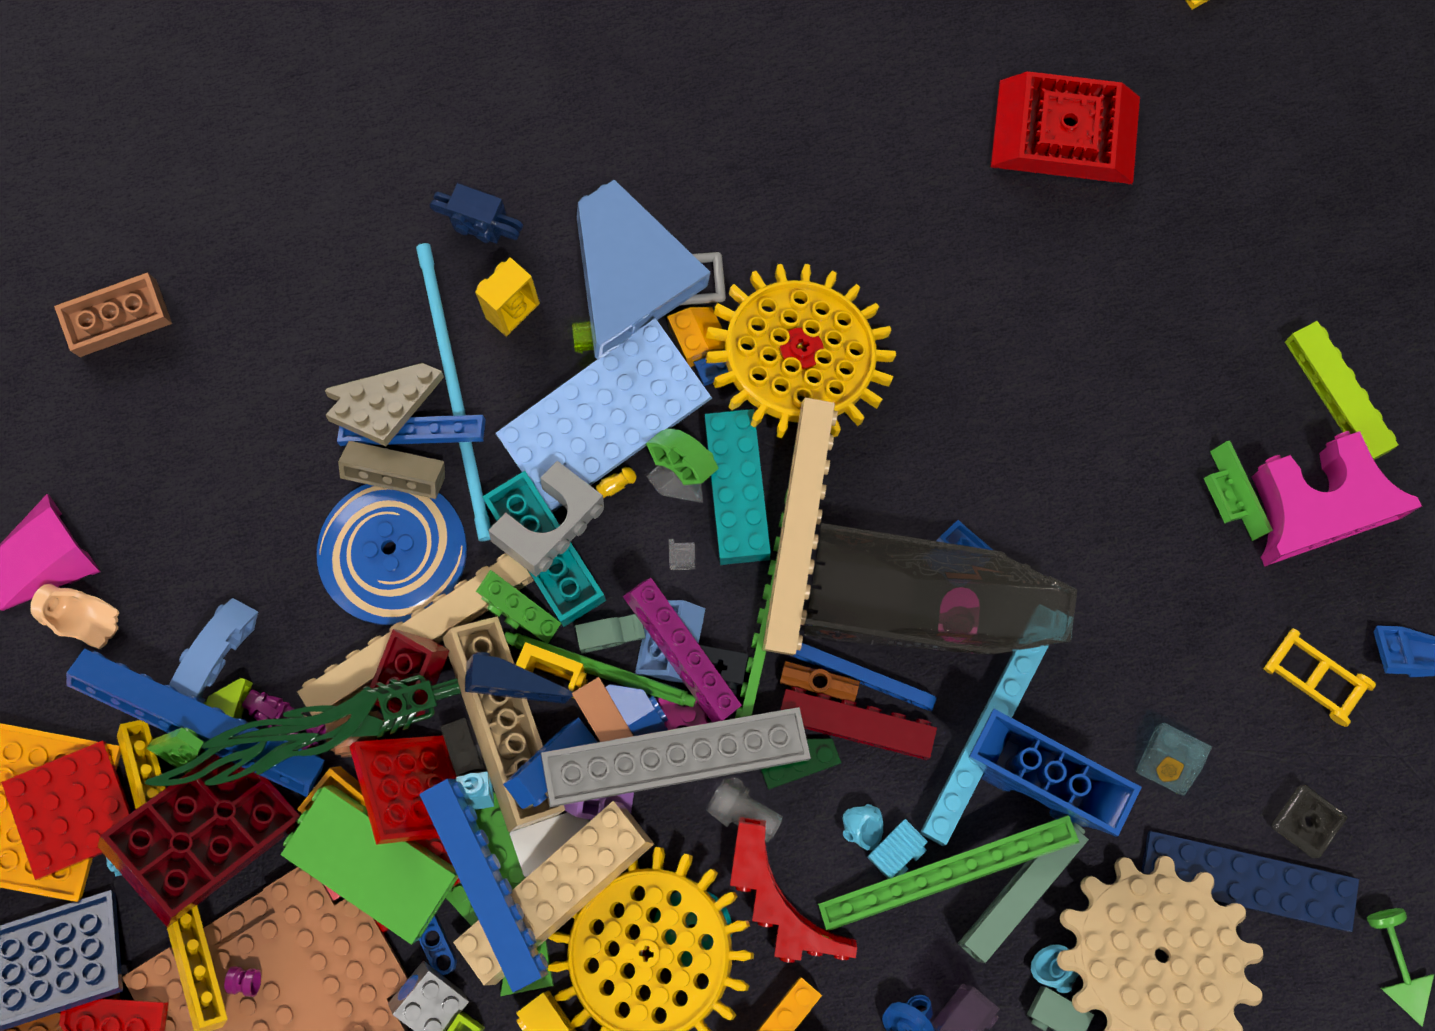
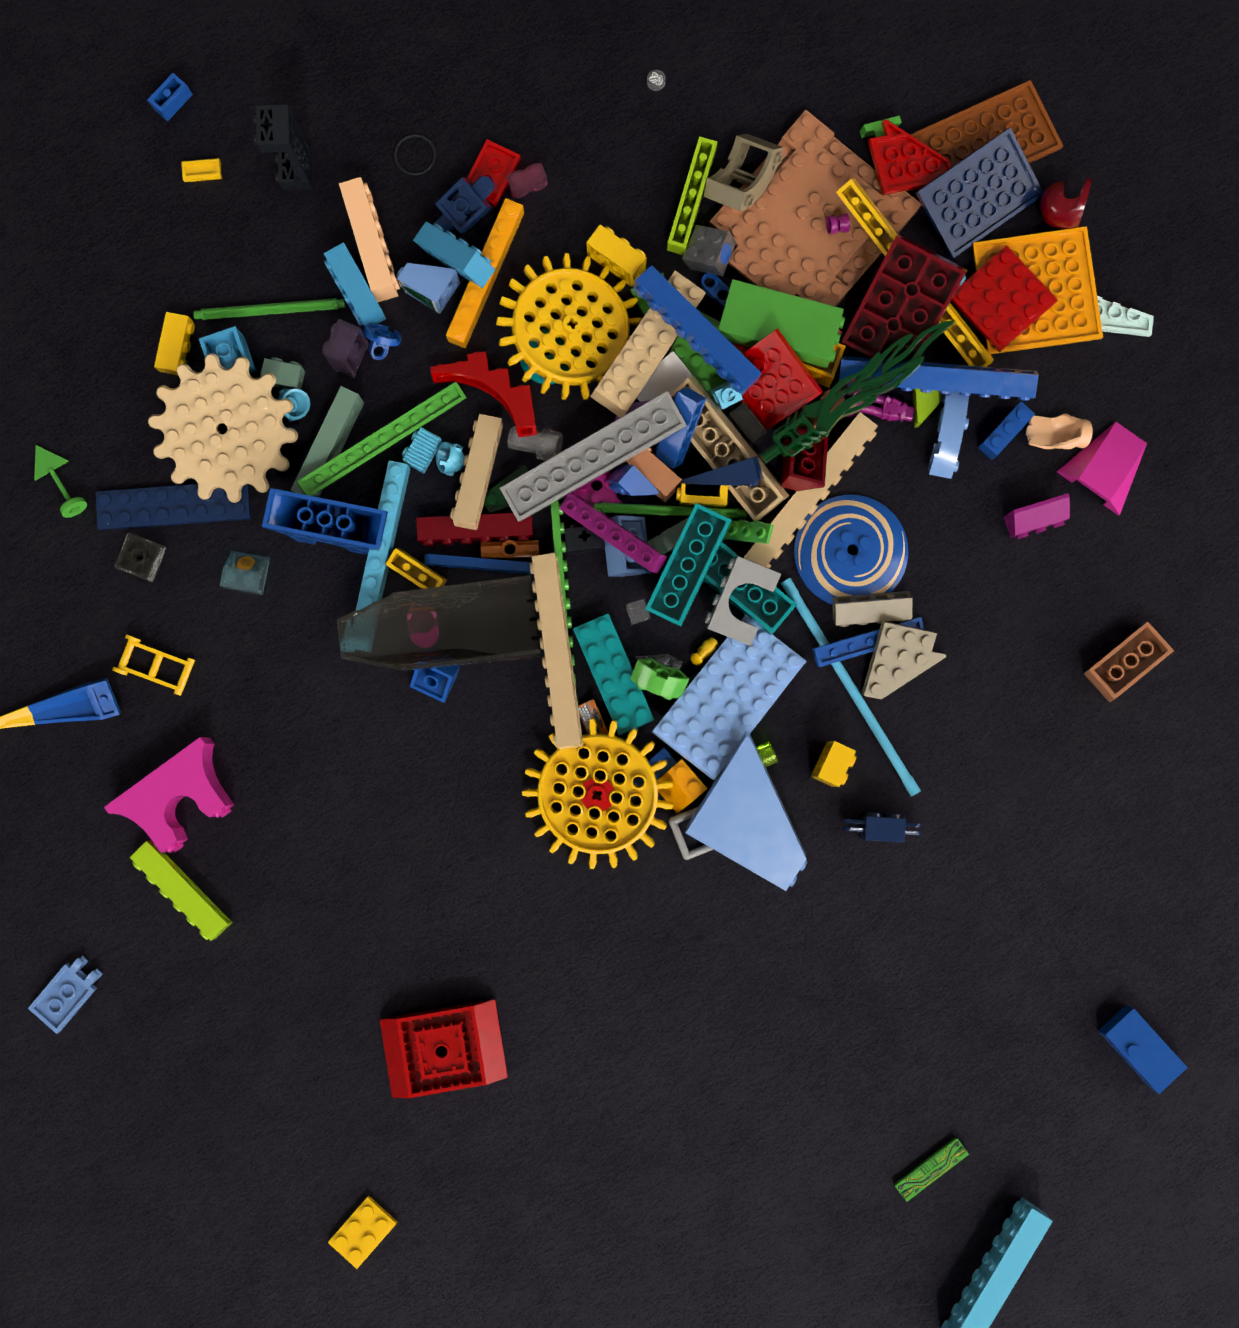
camera: 160 degrees right, 10 degrees up
(140, 636) = (1006, 430): none -> blue brick
(146, 518) = (1038, 516): none -> magenta slope
(177, 747) = (945, 357): bright green wing -> none
(599, 579) = (688, 564): none -> teal brick
(779, 448) = (589, 710): none -> slope
(832, 793) = (477, 472): none -> tan brick
(949, 688) = (414, 570): none -> yellow brick
(1234, 492) = (245, 784): bright green bracket -> none

